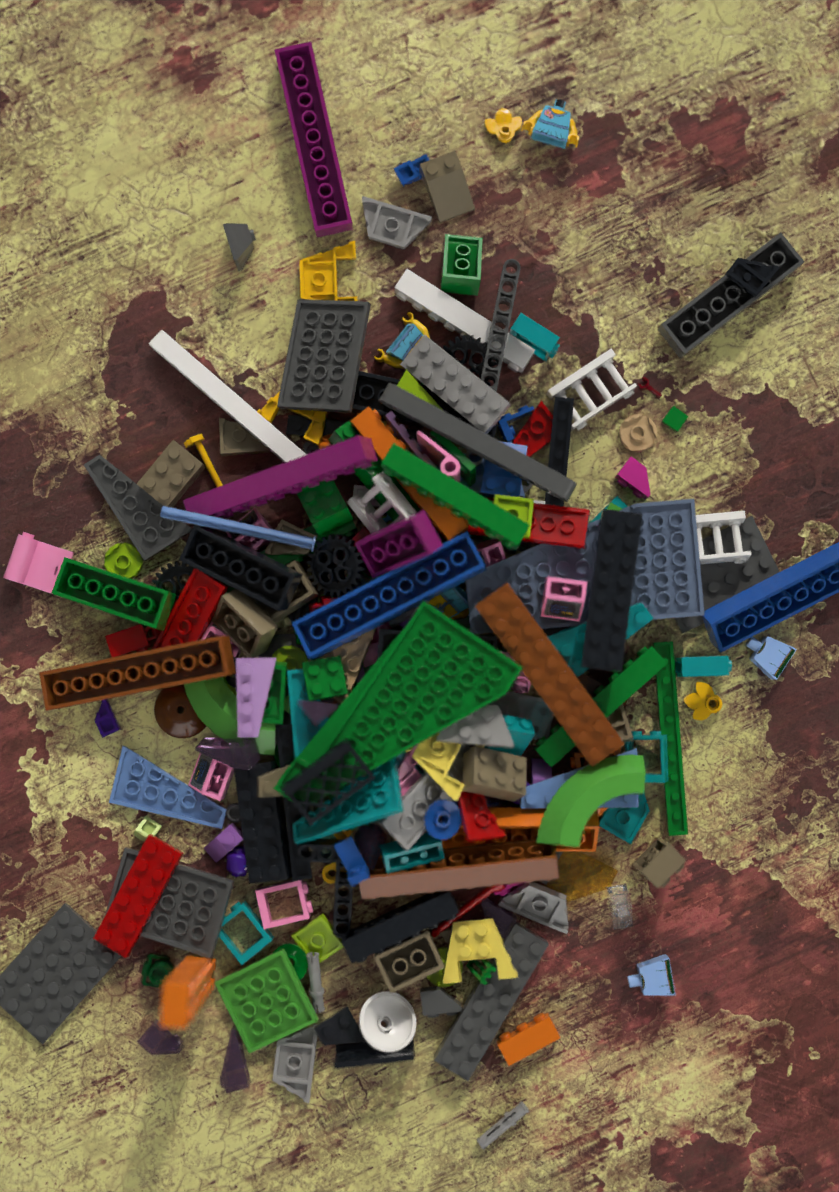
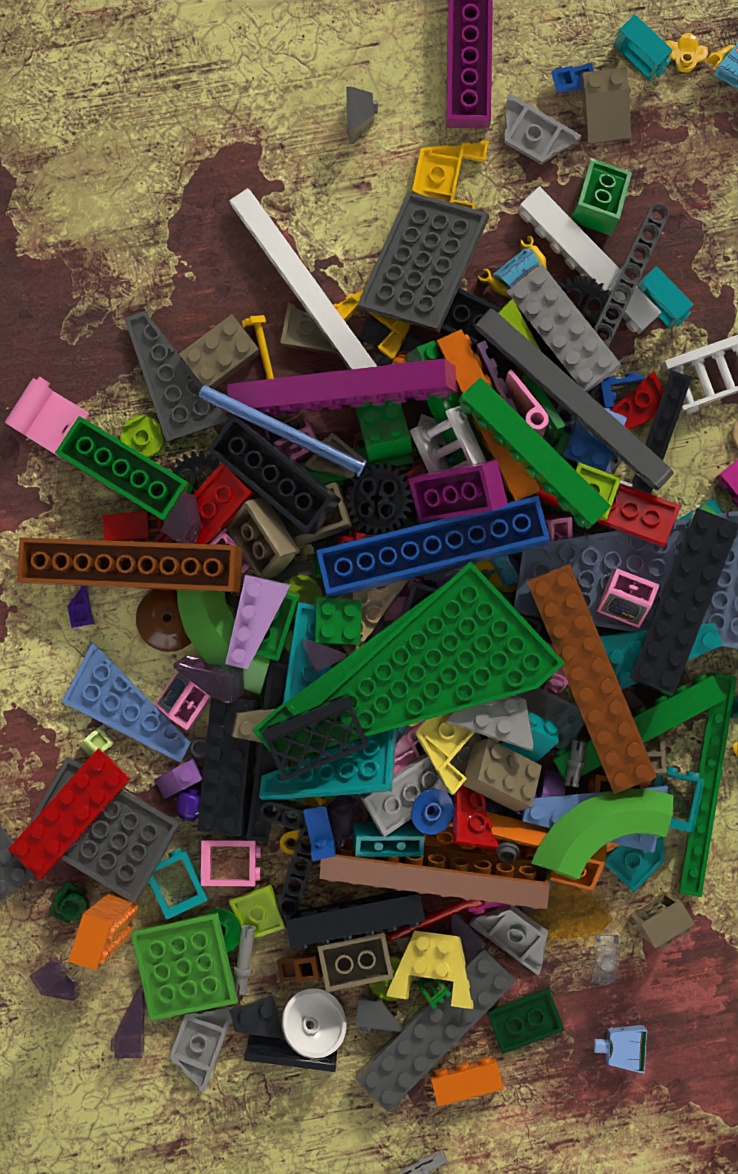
camera: 10 degrees right, 0 degrees up
(174, 624) = (184, 520): none -> clear purple slope
(364, 977) = (300, 968): none -> reddish brown brick
(465, 130) = (643, 48): none -> teal window
(478, 482) = (562, 444): none -> green tile
(514, 838) = (507, 852): none -> dark grey plate
(553, 748) = (575, 763): none -> dark grey pin
(565, 974) = (525, 1020): none -> dark green tile

